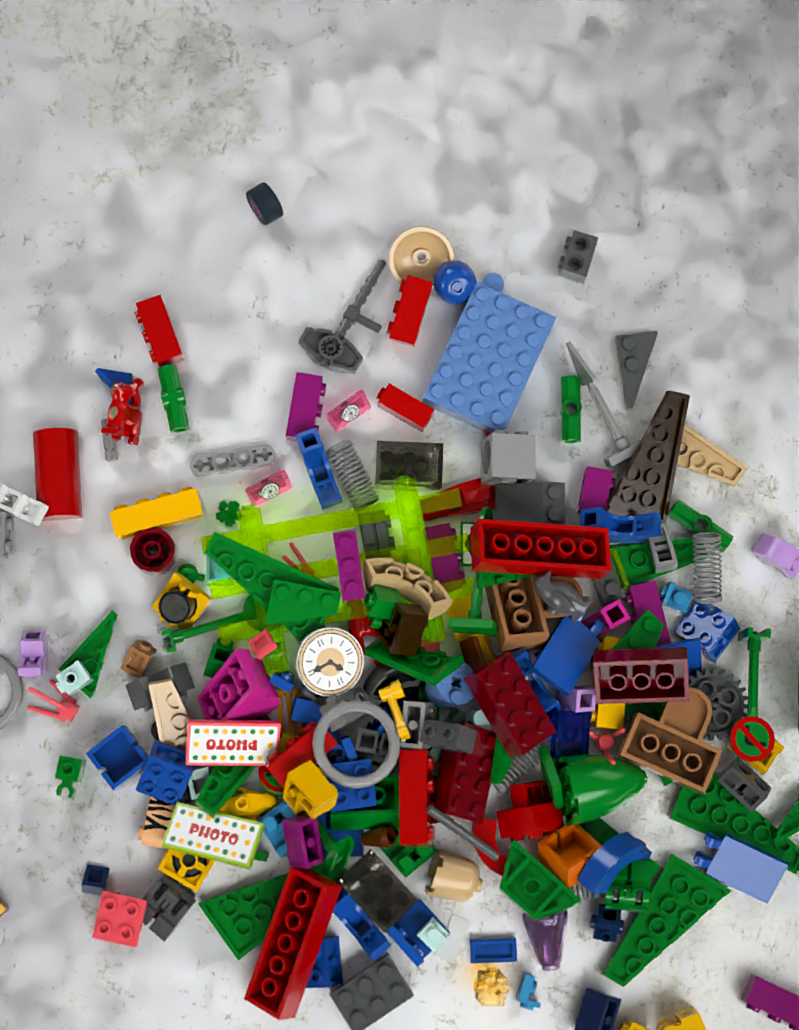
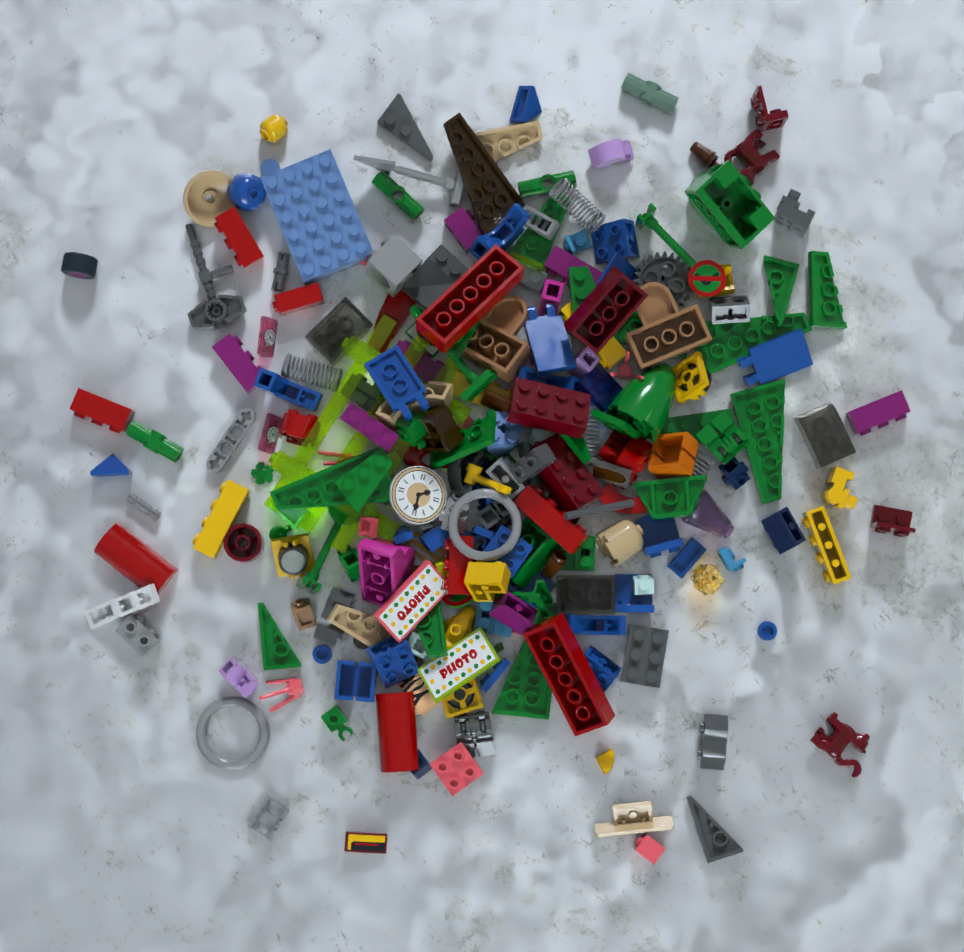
camera: 40 degrees left, 5 degrees up
(81, 675) = (285, 660): light aqua brick -> none
(106, 835) = (397, 732): none -> red brick
(118, 706) = (322, 654): none -> blue tile
(123, 418) = (136, 483): red animal -> none
(225, 874) = (489, 680): none -> blue plate
(294, 503) = (296, 426): none -> red brick
(410, 553) = (397, 381): none -> blue tile
(414, 371) = (280, 272): none -> dark grey pin
(489, 908) = (659, 535): none -> blue bracket
(505, 814) = (612, 473): none -> tile
(529, 256) = (273, 128): none -> yellow head
(561, 596) = (511, 313): dark grey animal -> none
(580, 257) = (306, 95): dark grey brick -> none
(610, 860) = (698, 434): blue arch -> none
(654, 807) = (692, 378): none -> yellow piece
(715, 973) = (824, 435): none -> clear smoke brick
(749, 446) = (525, 105): none -> blue slope

